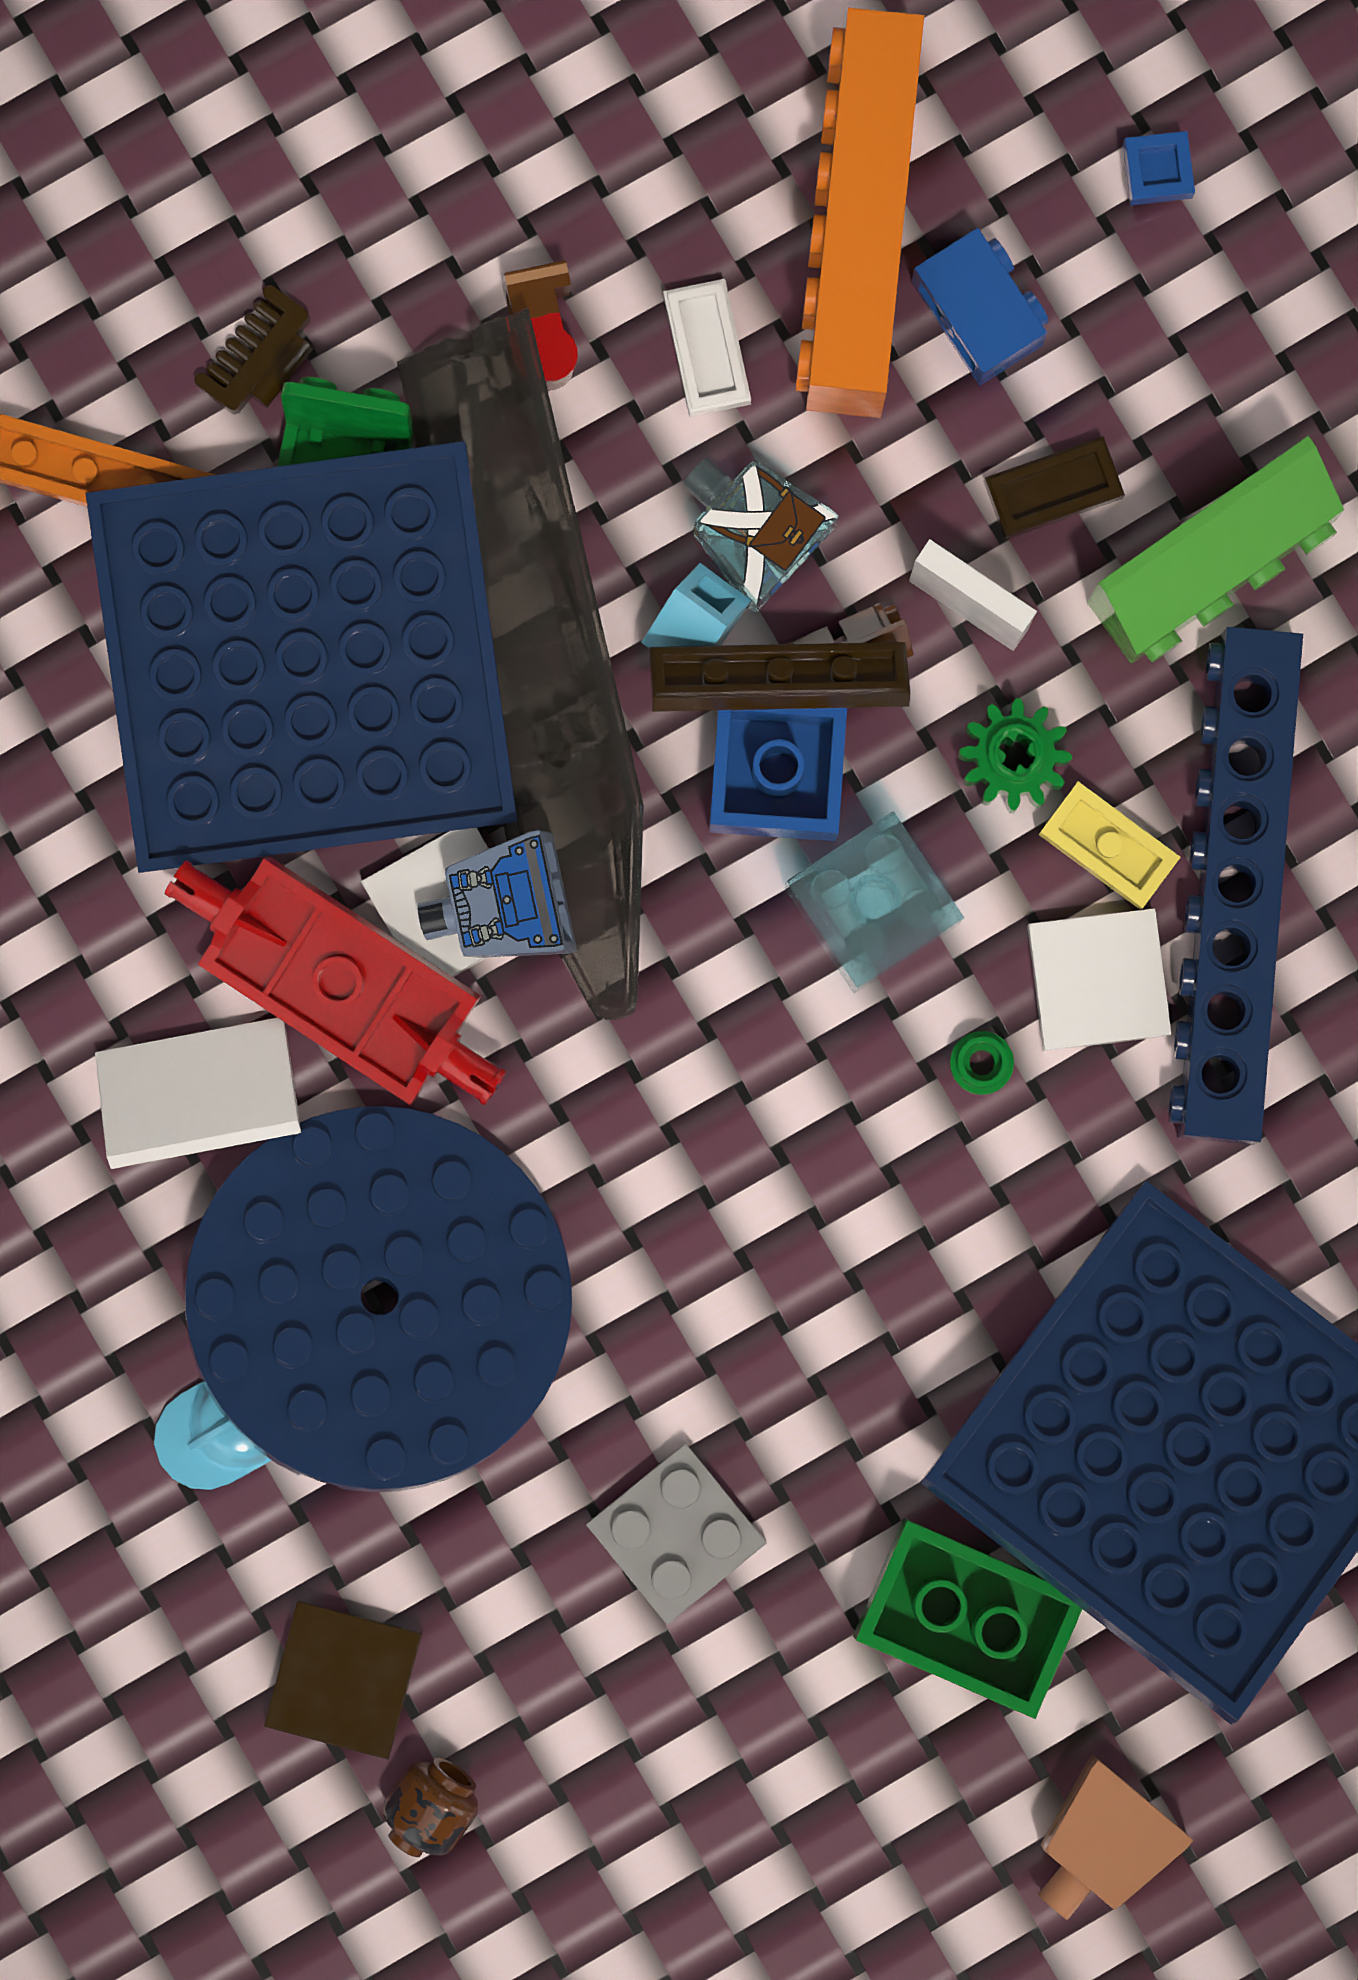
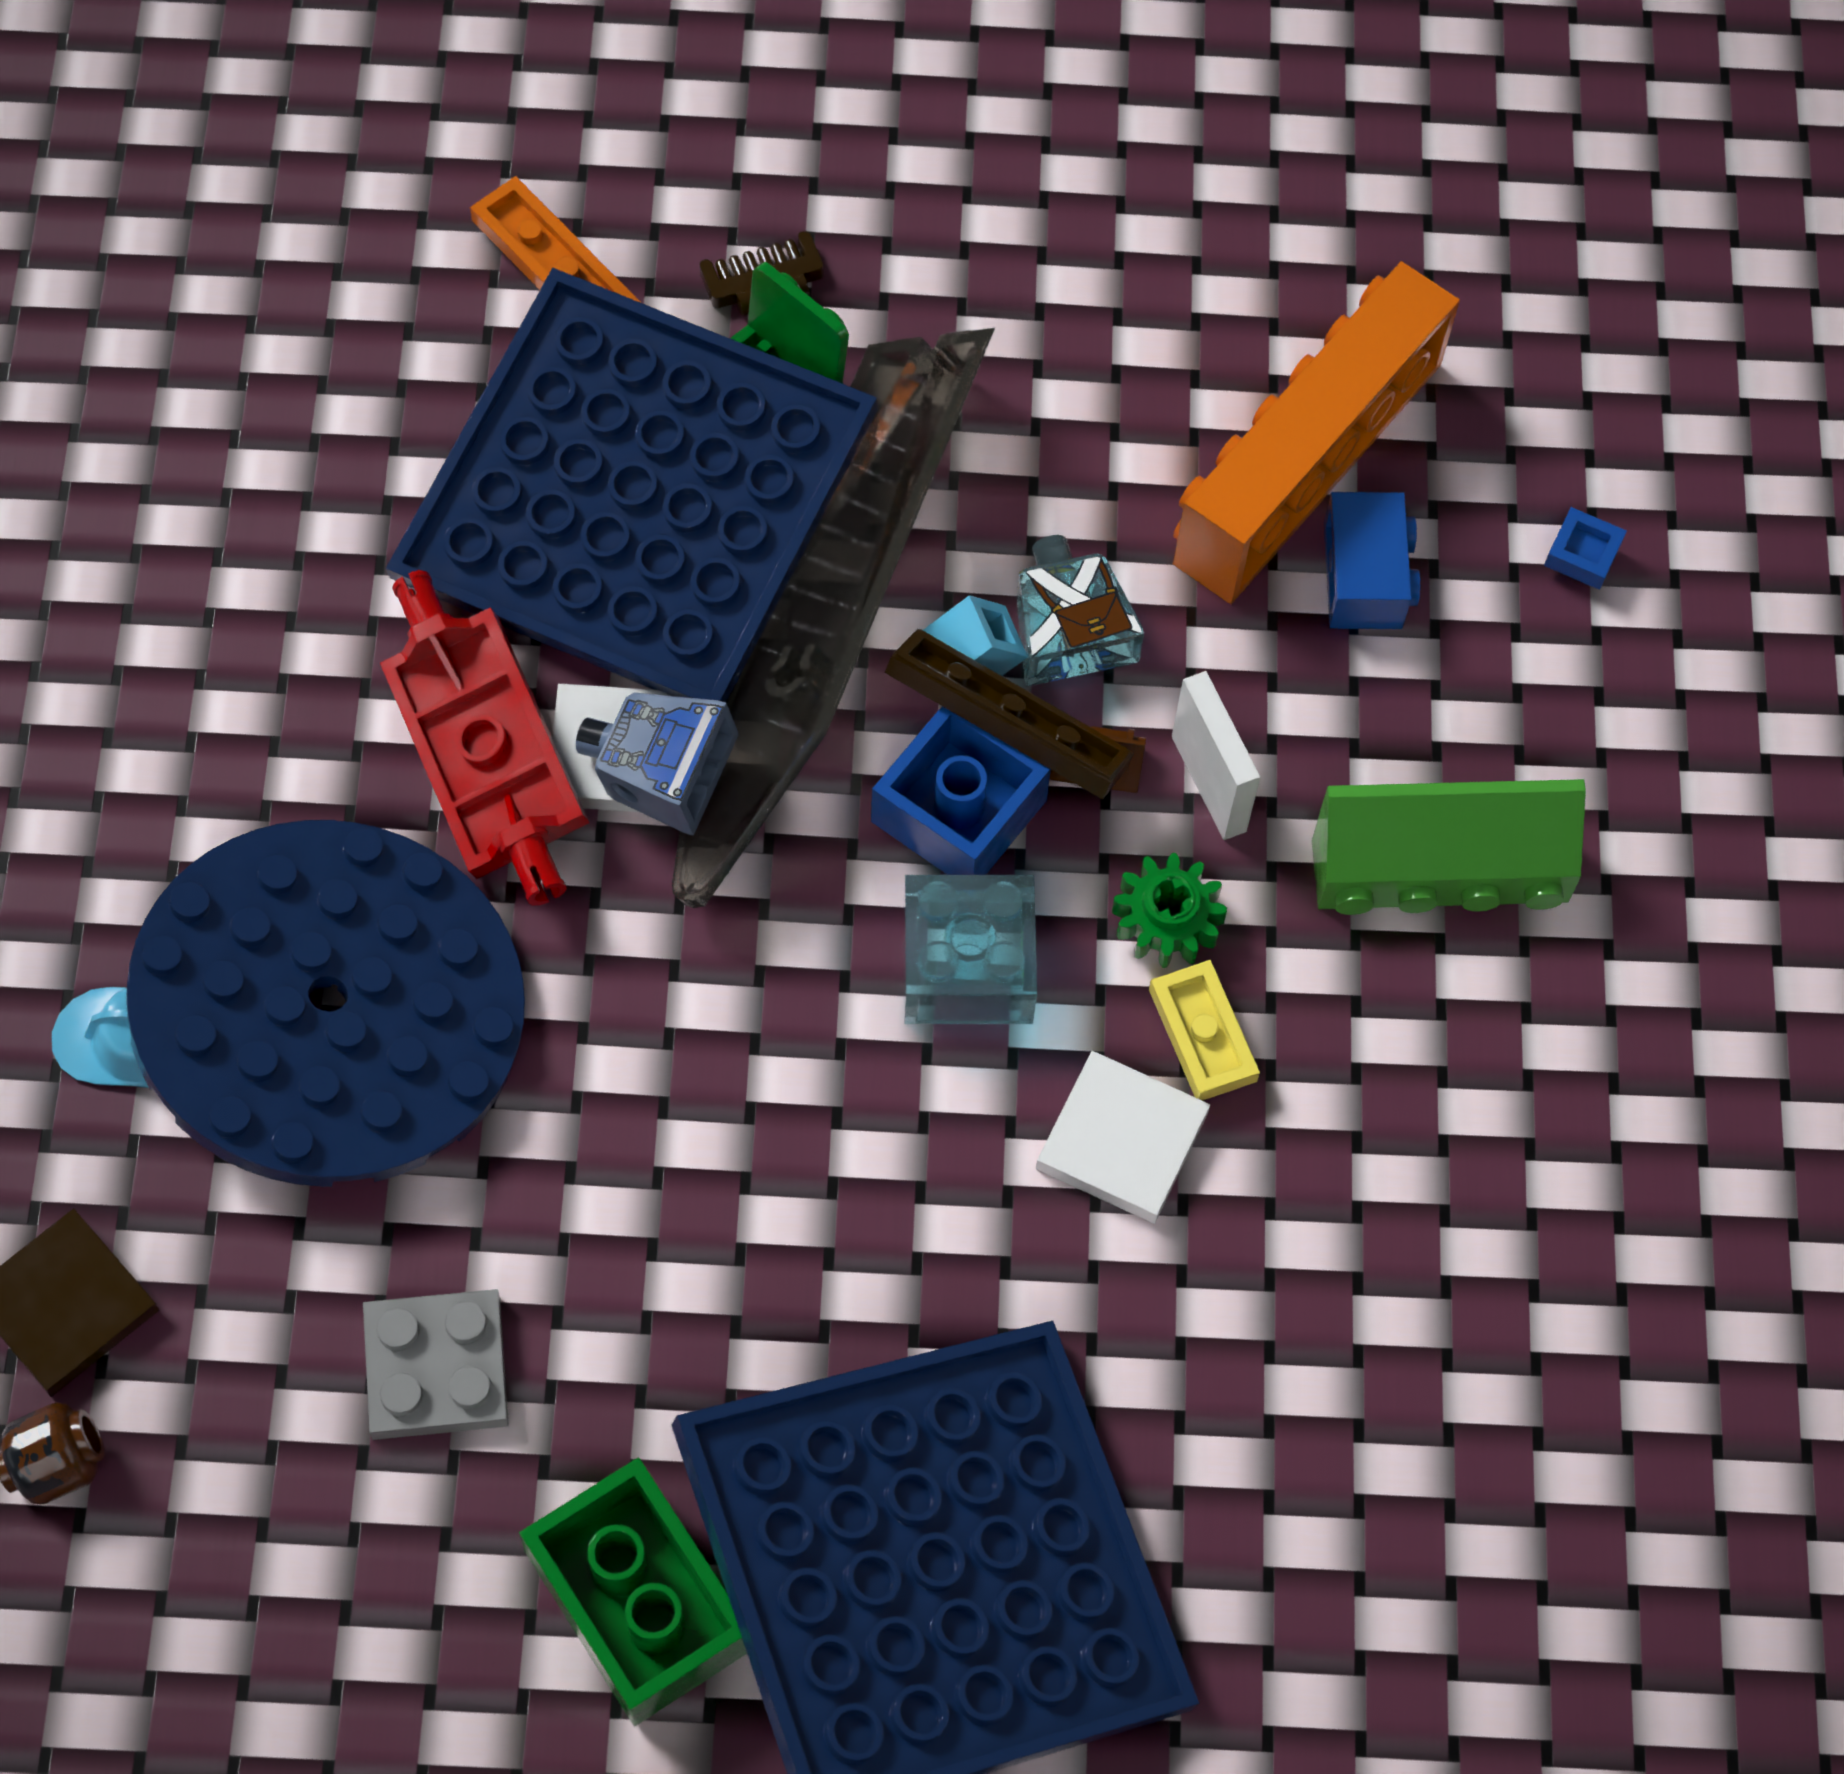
camera: 30 degrees right, 20 degrees down
(197, 1092) = (303, 754): white tile -> none
(539, 290) = (1011, 351): leg -> none
(707, 348) = (1123, 471): white tile -> none
(981, 1042) = (979, 1122): green plate -> none
(1054, 488) = (1341, 734): dark brown tile -> none
(1273, 664) = (1170, 1312): dark blue brick -> none

